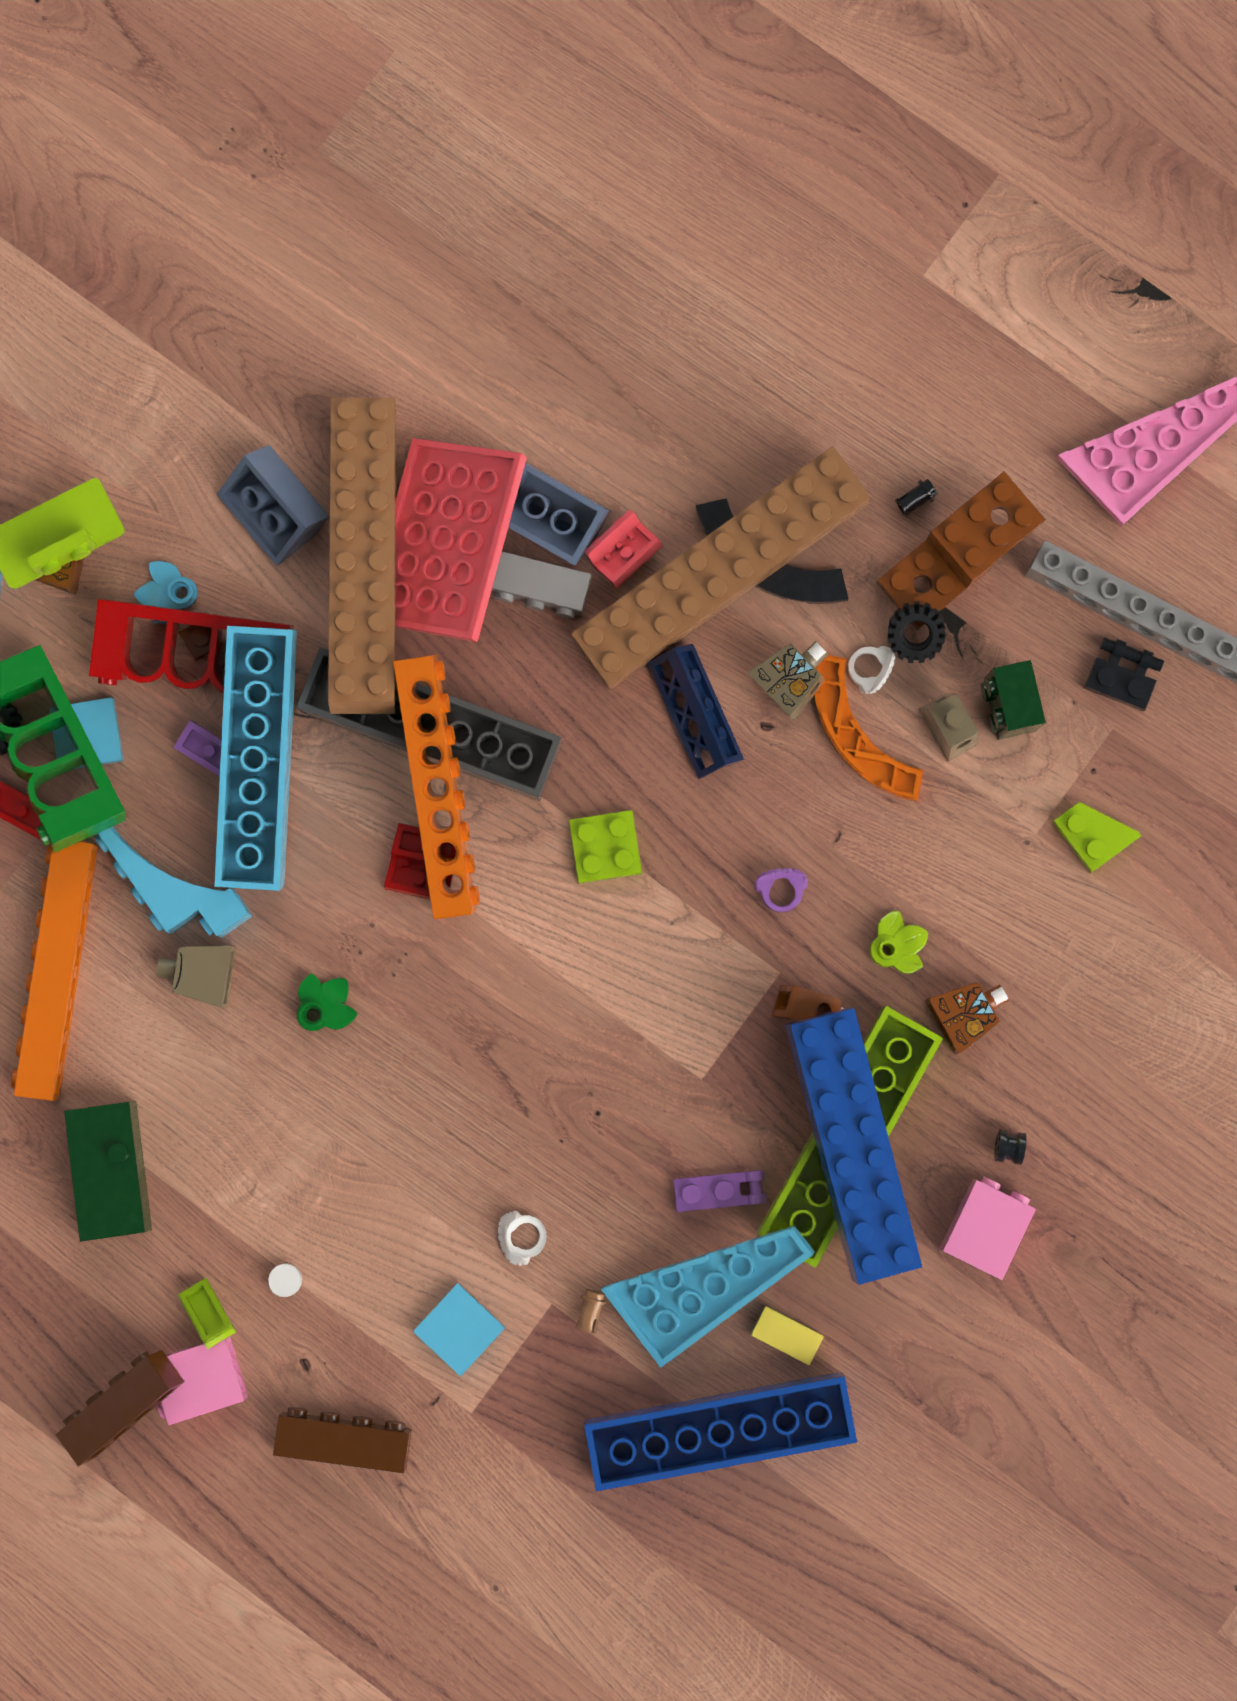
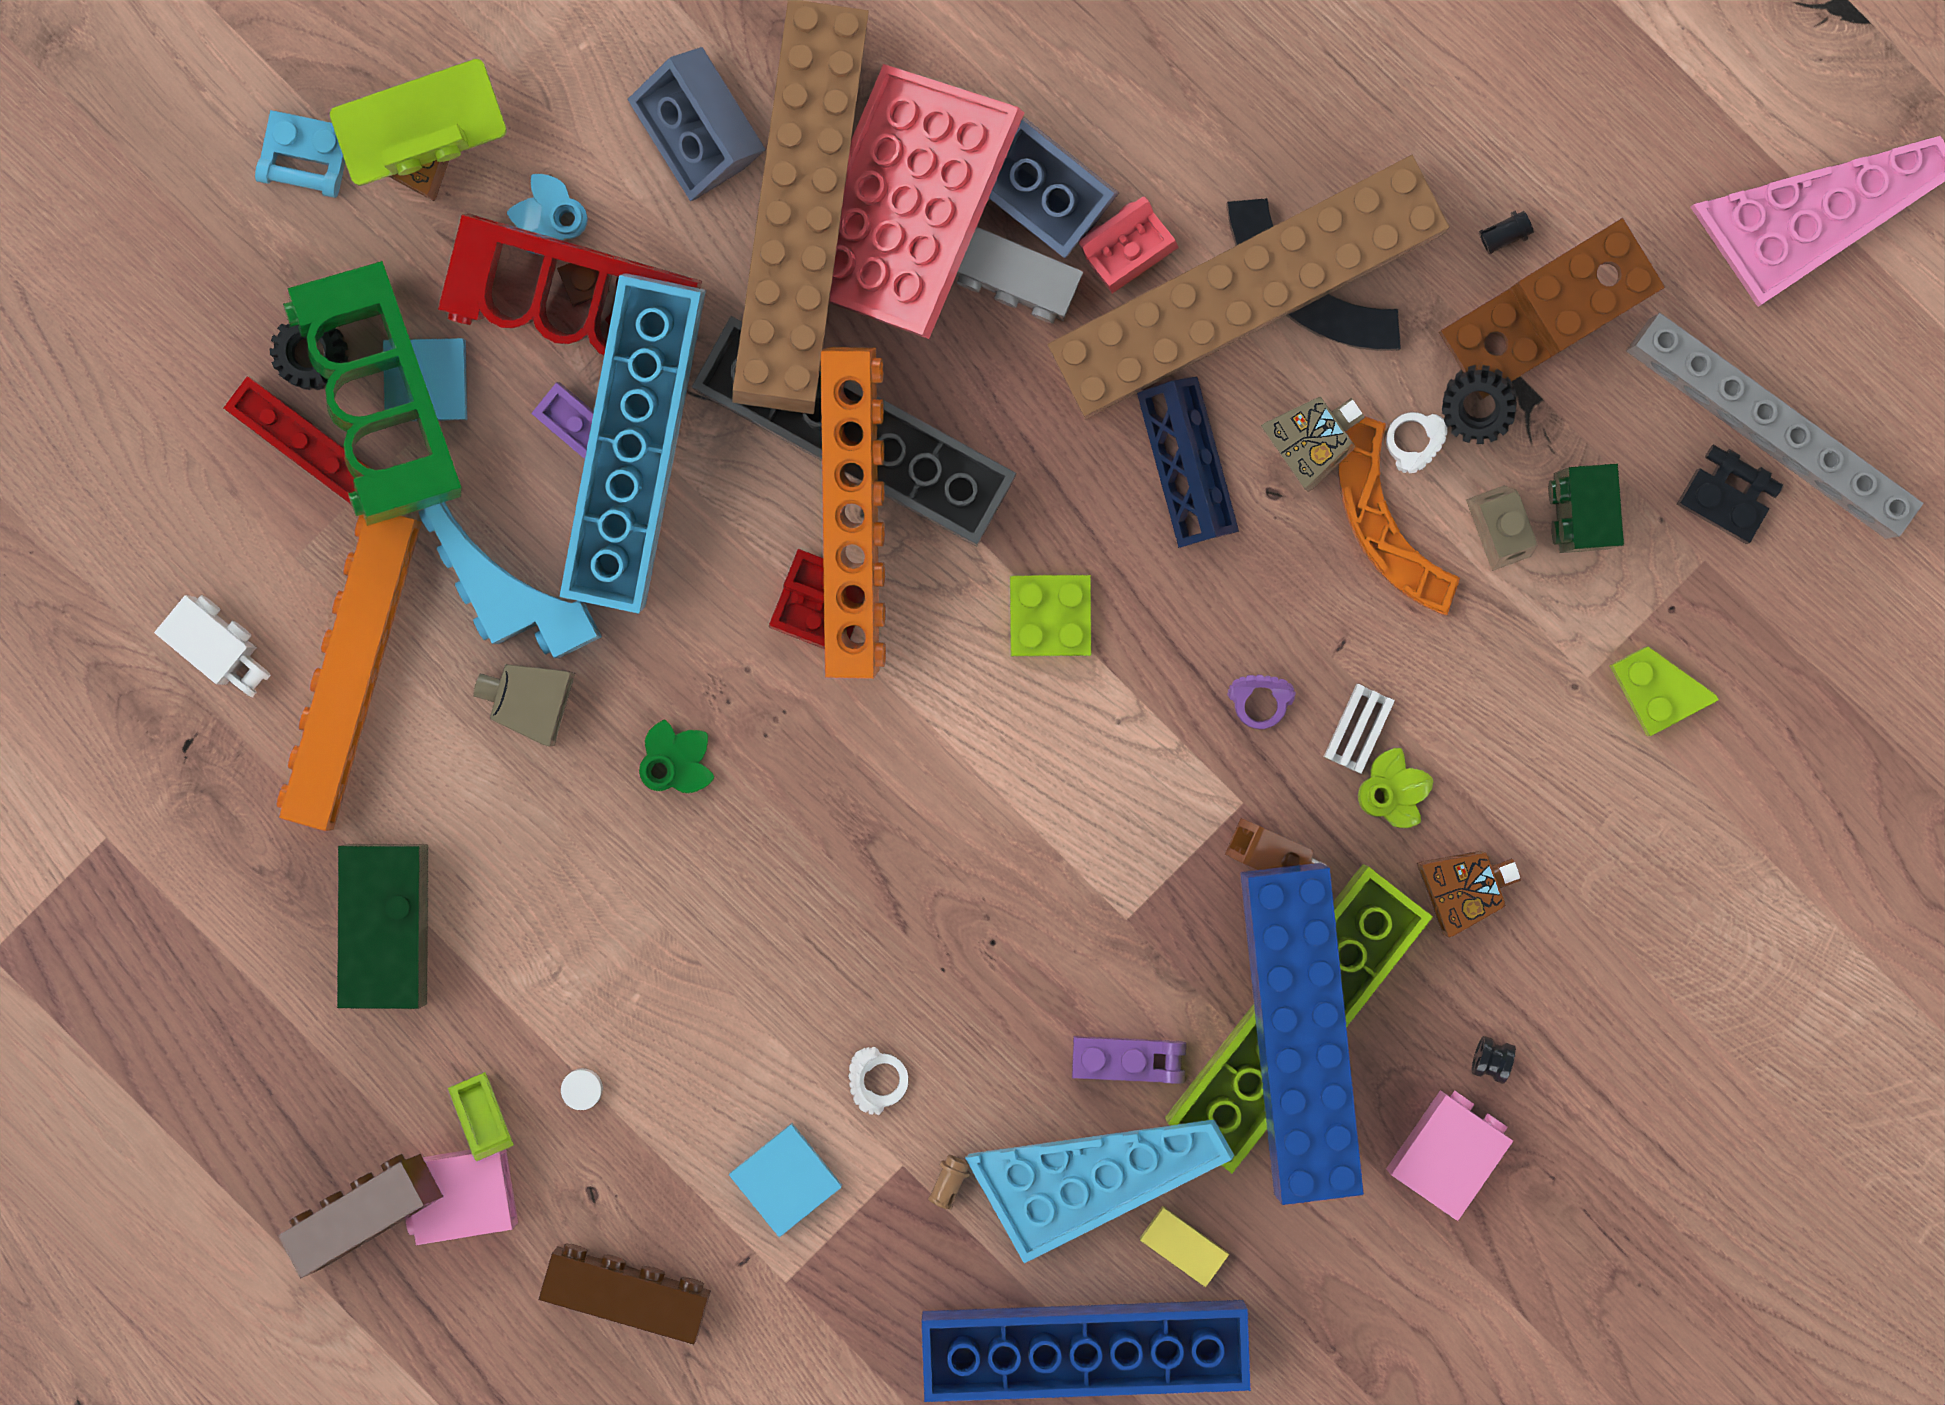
camera: 10 degrees right, 5 degrees up
(870, 873) = (1373, 697): none -> white tile

